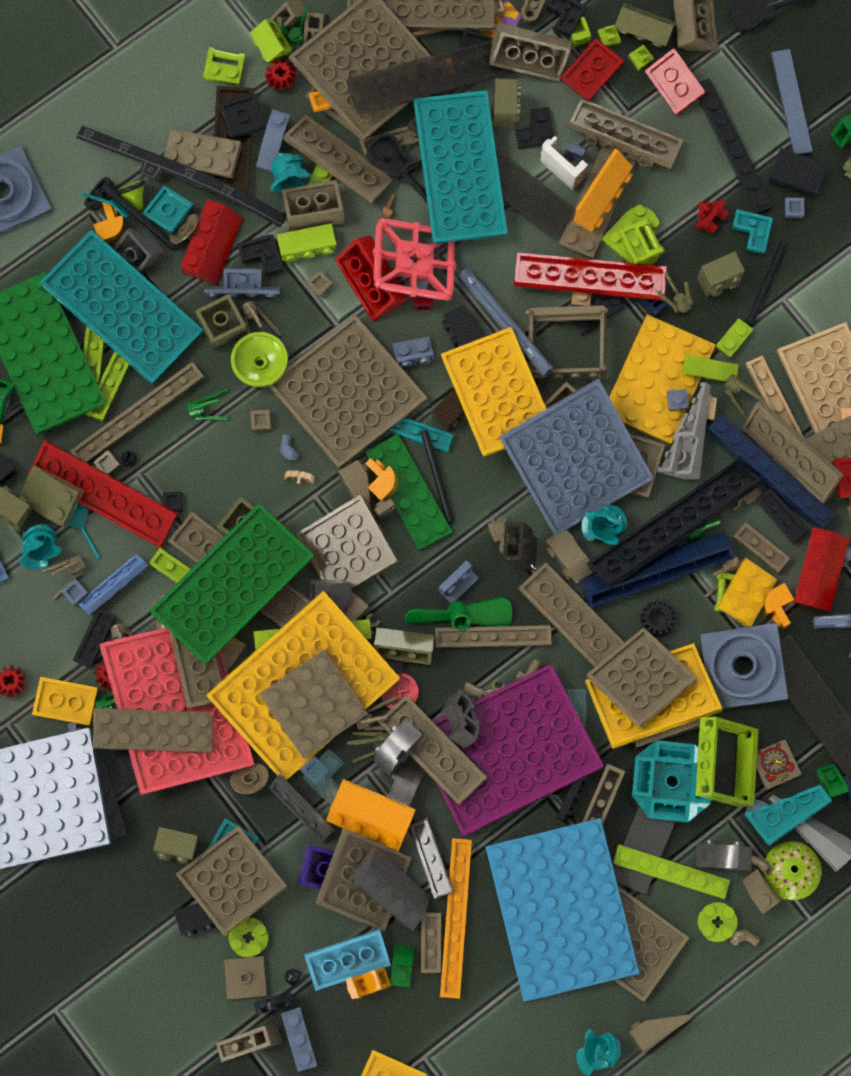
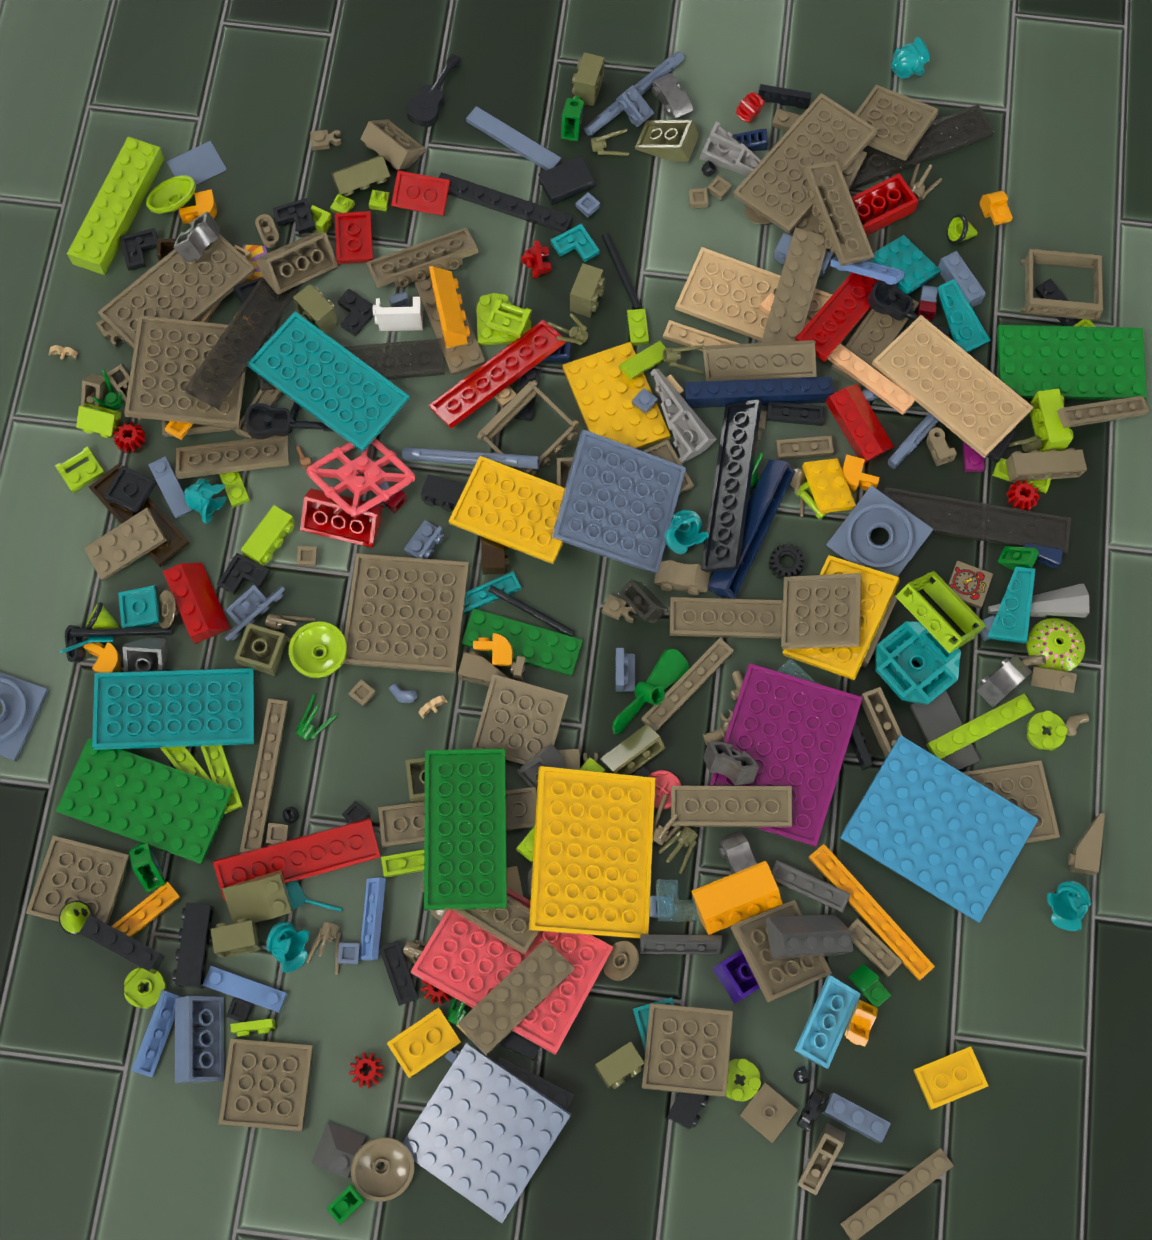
camera: 40 degrees left, 5 degrees down
(153, 164) = (96, 585): black sticker -> none
(313, 205) = (247, 505): dark tan slope -> none
(313, 703) = (613, 857): dark tan plate -> none
(397, 747) = (705, 828): flat silver brick -> none

